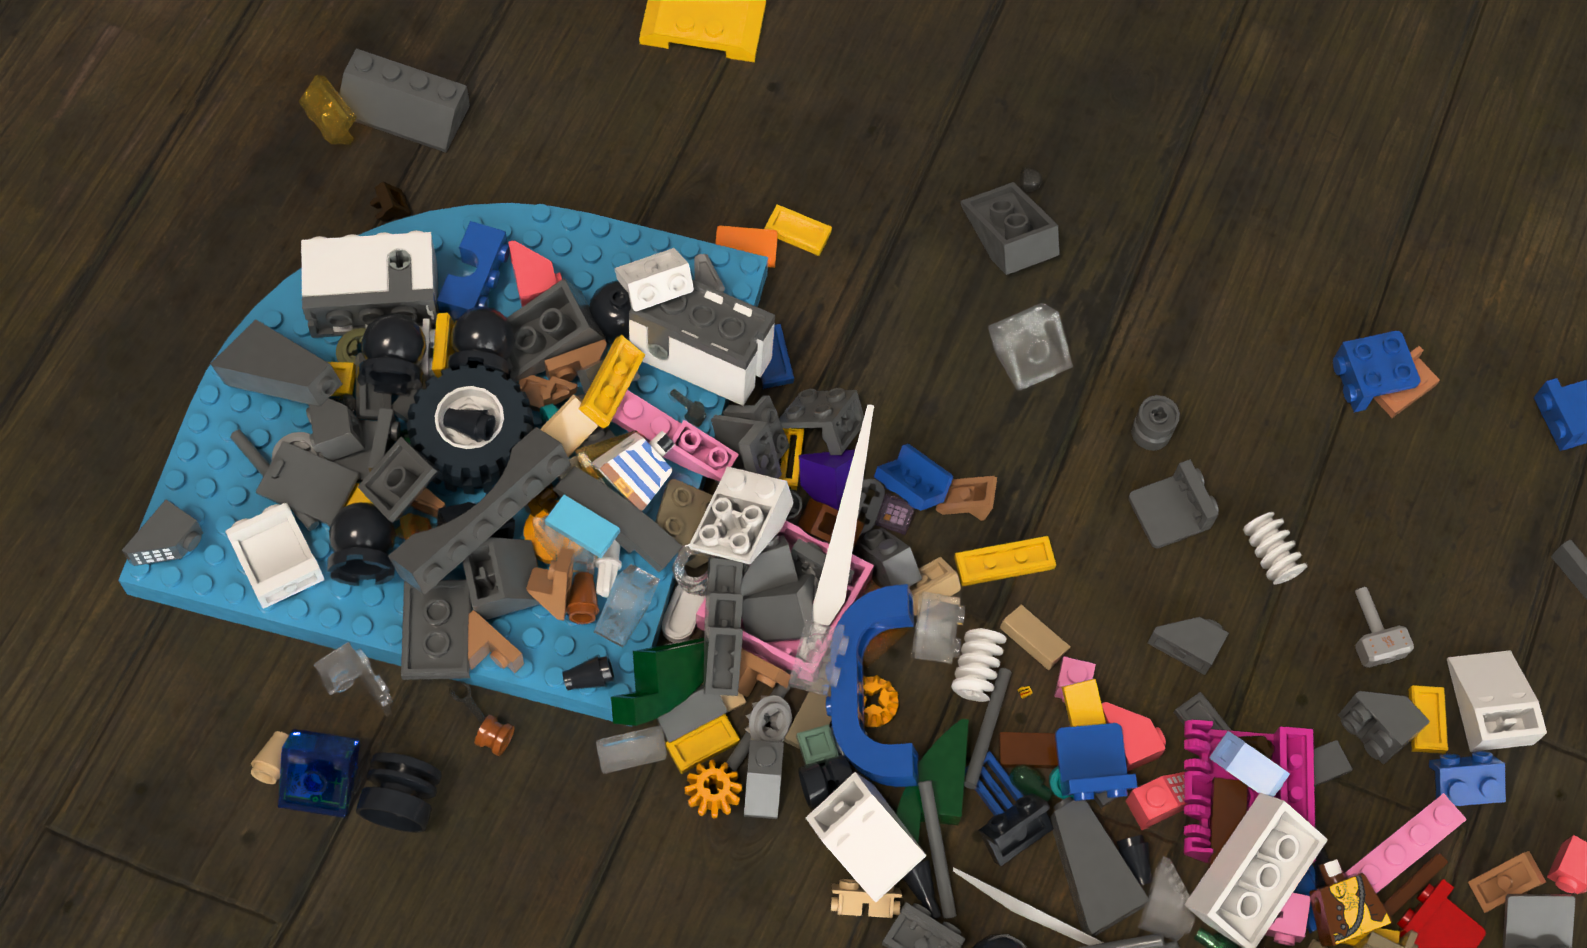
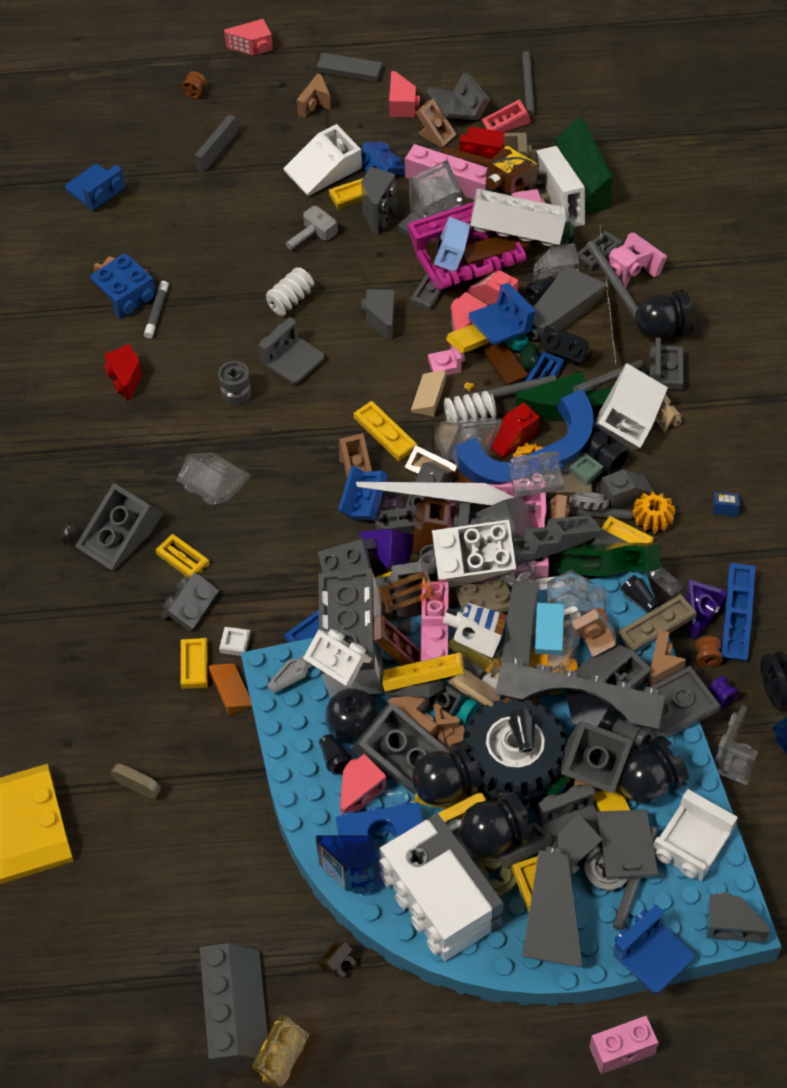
camera: 110 degrees left, 10 degrees down
(137, 395) = (623, 1044): none -> bright pink brick
(186, 445) = (651, 951): none -> blue bracket
(436, 718) = (723, 692): none -> dark purple wheel
(448, 216) = (348, 860): none -> clear blue slope
(527, 803) = (738, 612): none -> blue slope
(544, 675) = (665, 618): none -> dark tan tile
(553, 756) = (706, 602): none -> dark purple slope
(584, 273) = (334, 754): none -> black cone
(660, 367) = (394, 642): none -> reddish brown tile
(682, 888) = (726, 504): none -> blue slope
(686, 118) = (135, 781): none -> dark tan tile
(725, 418) = (387, 598): none -> clear orange tile
(802, 278) = (234, 641): none -> white tile
(874, 253) = (190, 601): none -> dark grey bracket
(920, 699) = (516, 429): none -> red slope
(945, 285) = (160, 551): none -> yellow tile
(1237, 321) = (124, 369): none -> red slope
(1327, 399) = (156, 309): none -> dark grey bar
(1362, 804) = (434, 191): none -> clear slope

